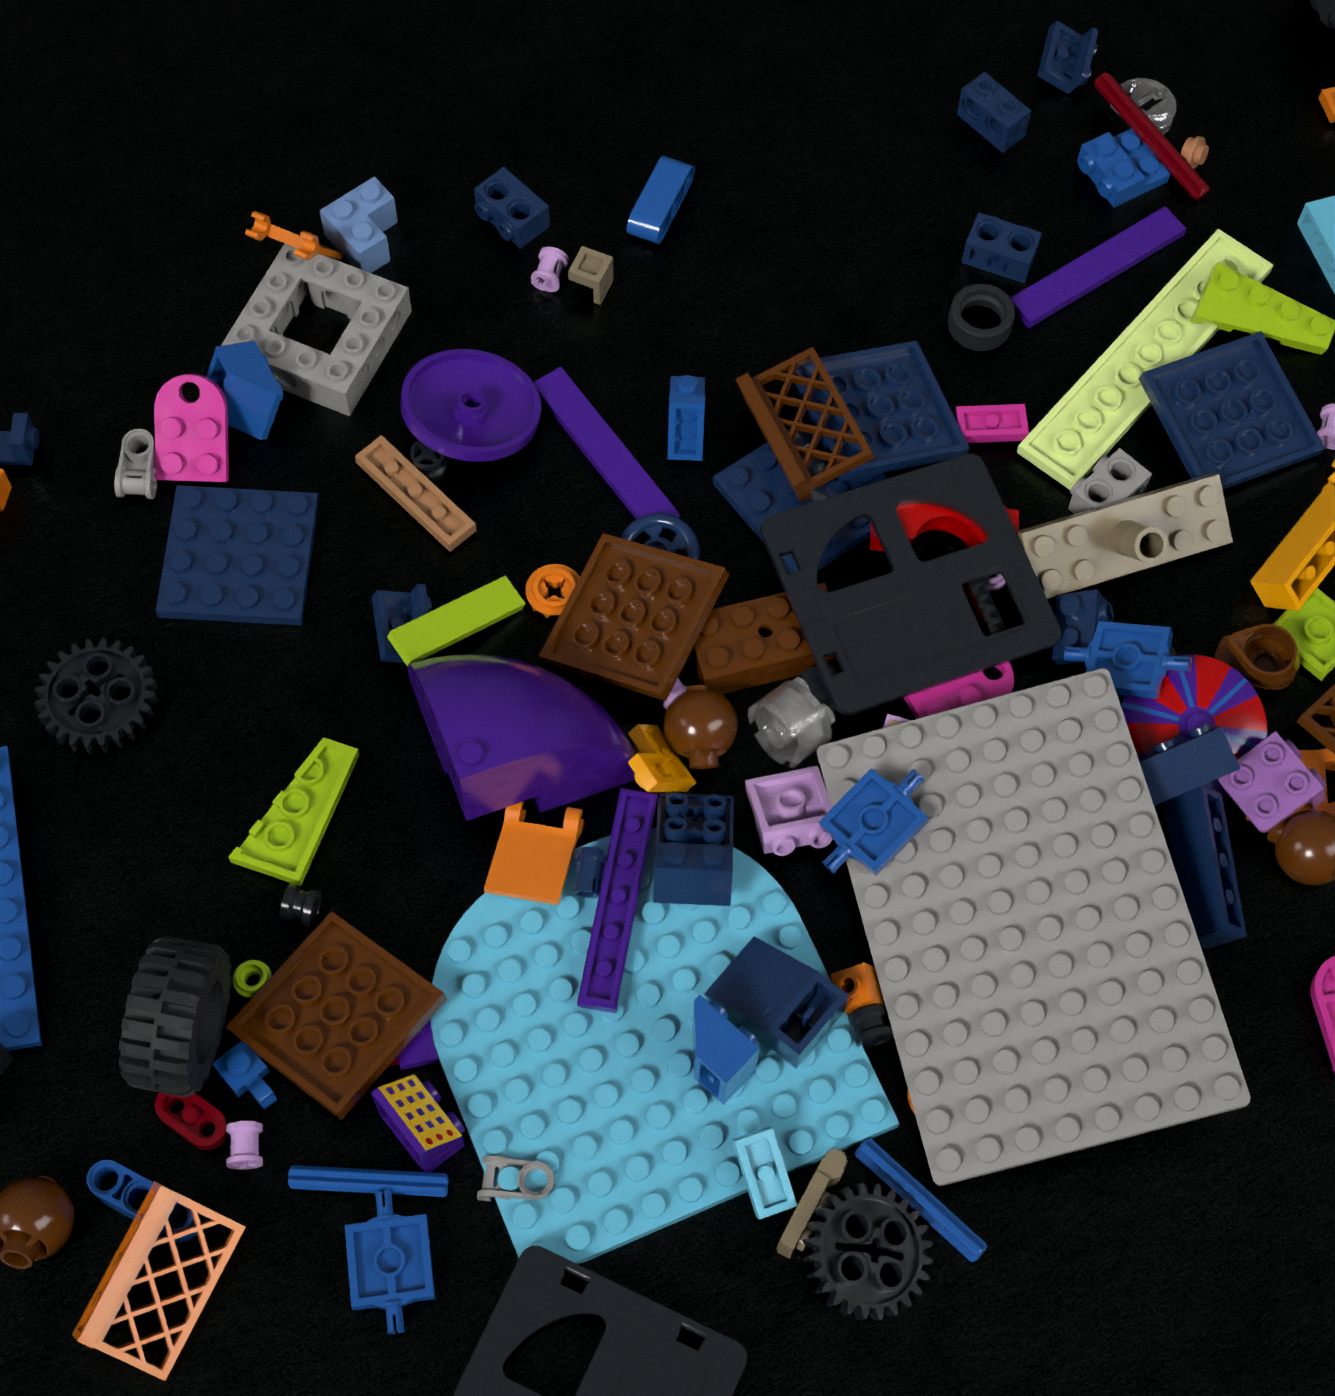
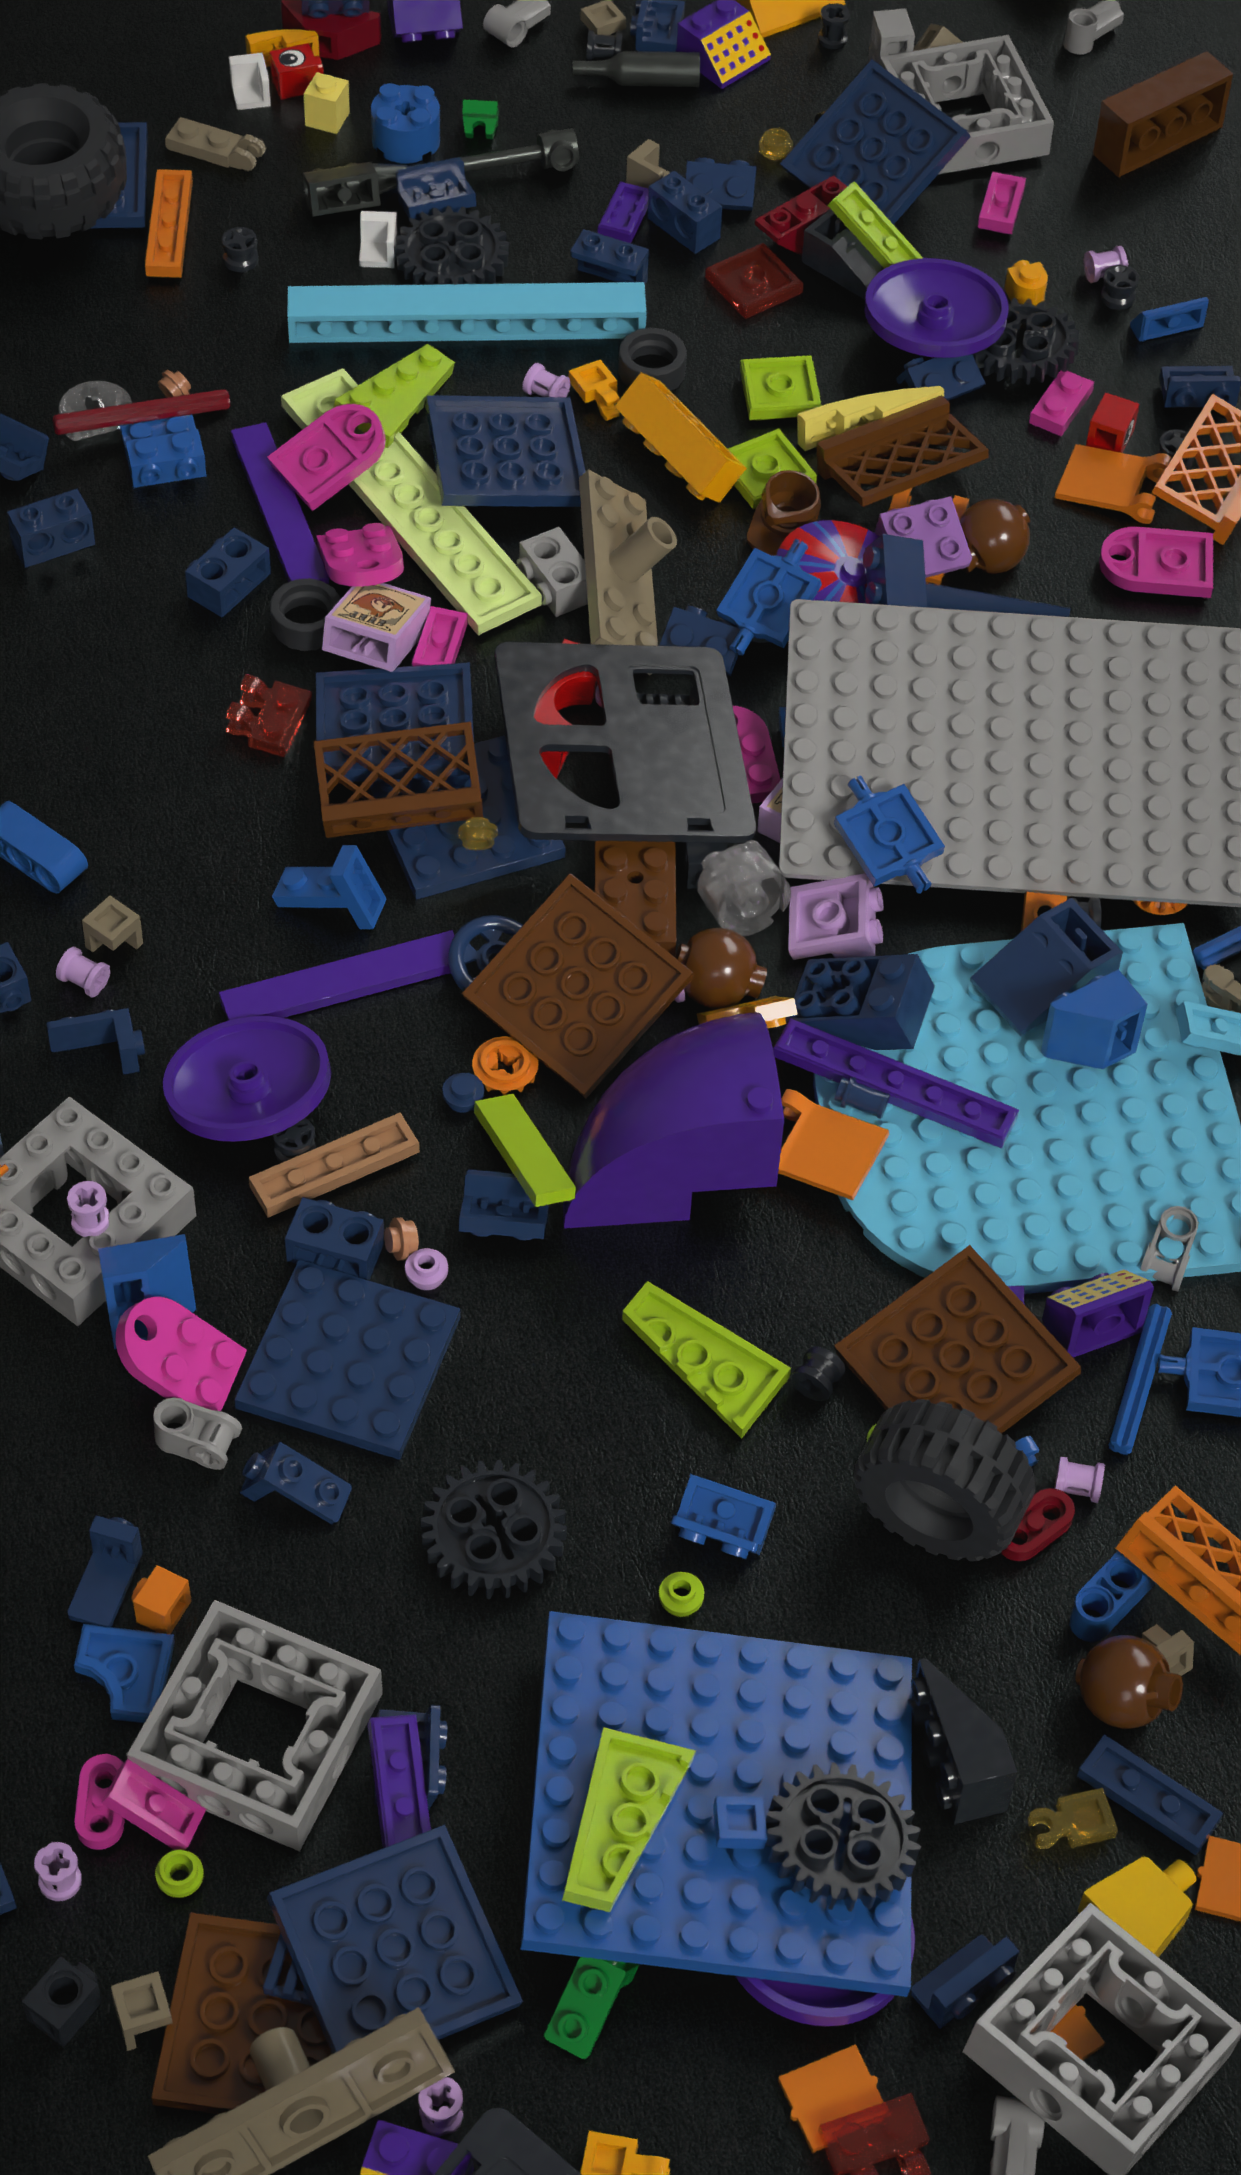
camera: 75 degrees left, 10 degrees down
(75, 857) = (681, 1605): none -> lime plate
(79, 1252) = (1176, 1648): none -> dark tan tile
(107, 548) = (297, 1479): none -> dark blue bracket
(139, 862) = (725, 1516): none -> blue bracket
(286, 317) = (85, 1211): none -> lavender bush
(335, 512) = (333, 1245): none -> dark blue brick
(335, 594) = (426, 1278): none -> lavender plate
(355, 558) = (401, 1238): none -> nougat plate
(492, 314) = (96, 1030): none -> dark blue bracket
(517, 566) = (462, 1091): none -> dark blue plate
(773, 499) = (478, 833): none -> clear yellow plate
(862, 330) = (278, 720): none -> clear red plate
(982, 365) = (376, 624): none -> brick
(1057, 336) = (361, 555): none -> dark pink plate
(1157, 277) = (329, 453): none -> dark pink plate

